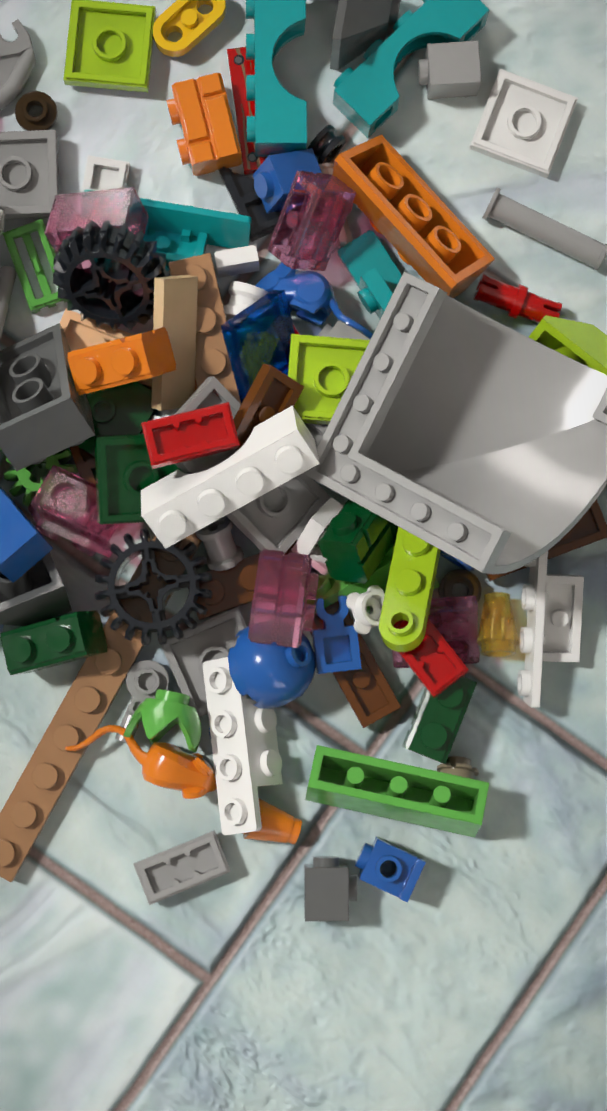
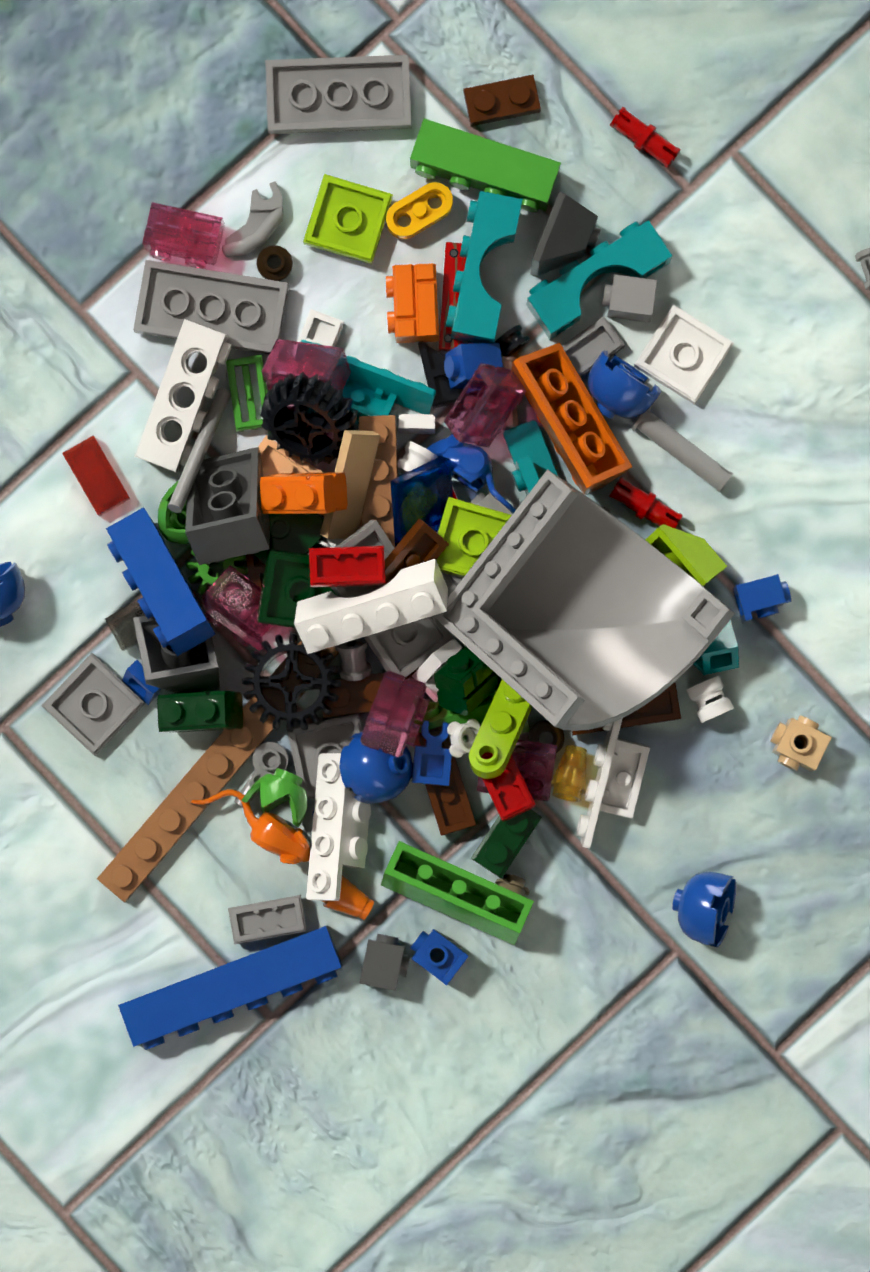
camera: 20 degrees right, 0 degrees up
(154, 956) = (231, 986): none -> blue brick
(420, 133) = (589, 344): none -> light grey tile
(461, 173) = (620, 388): none -> blue cylinder

